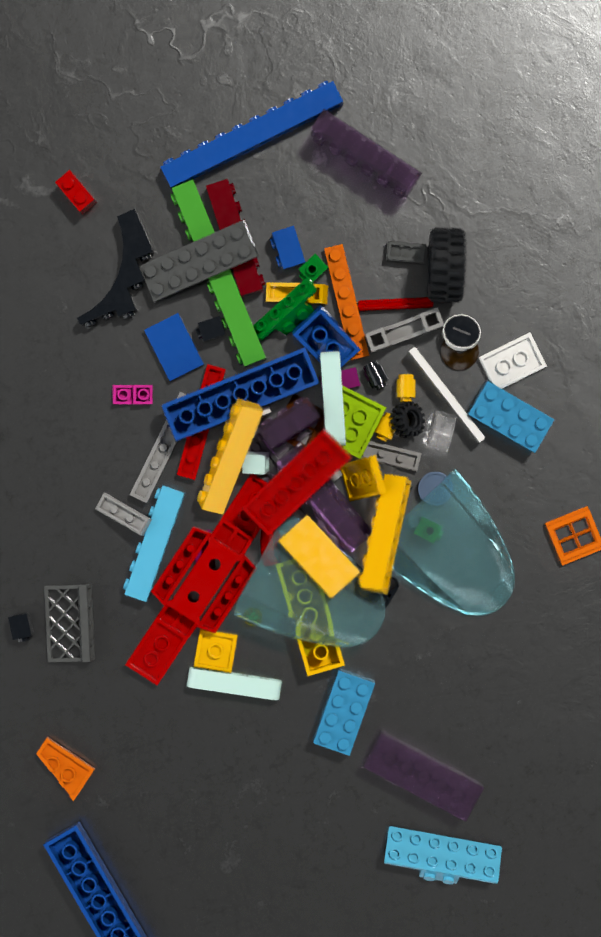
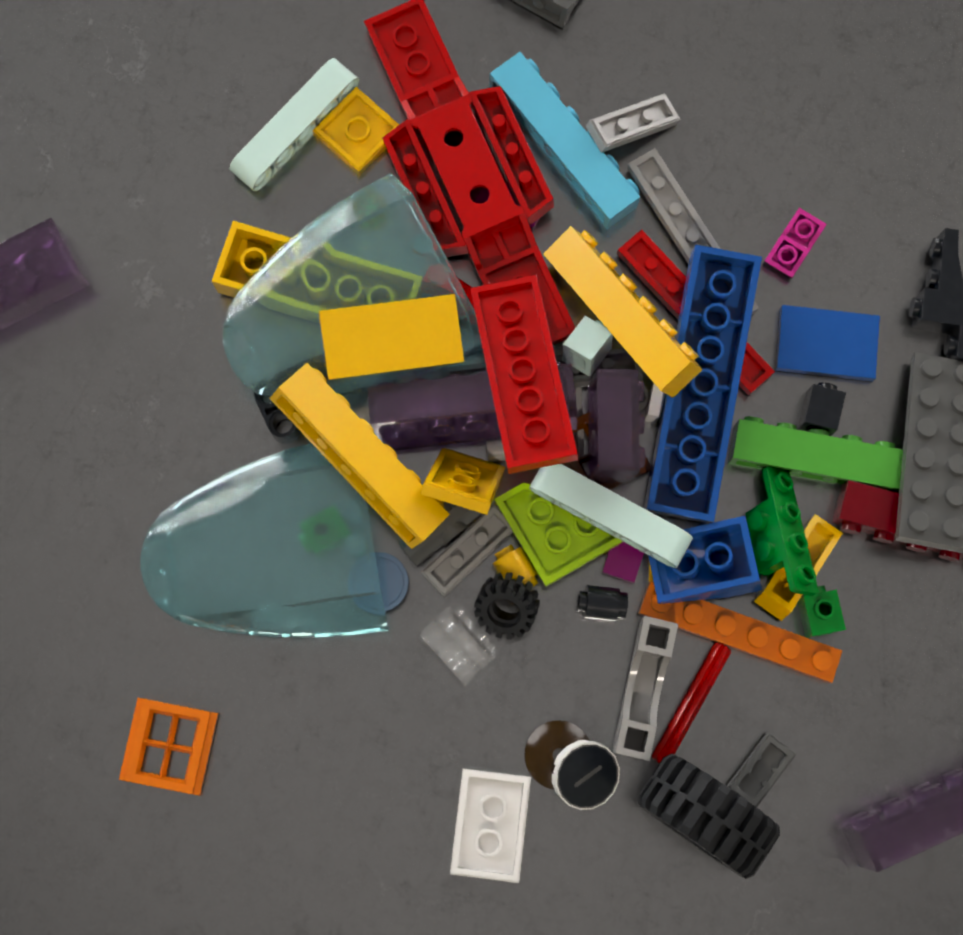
camera: 125 degrees right, 10 degrees down
(288, 248) = (876, 596): blue brick -> none
(344, 712) = (149, 244): dark azure brick -> none
(406, 387) = (556, 636): yellow brick -> none
(446, 394) = (506, 690): white tile -> none
(510, 416) = (409, 765): dark azure brick -> none

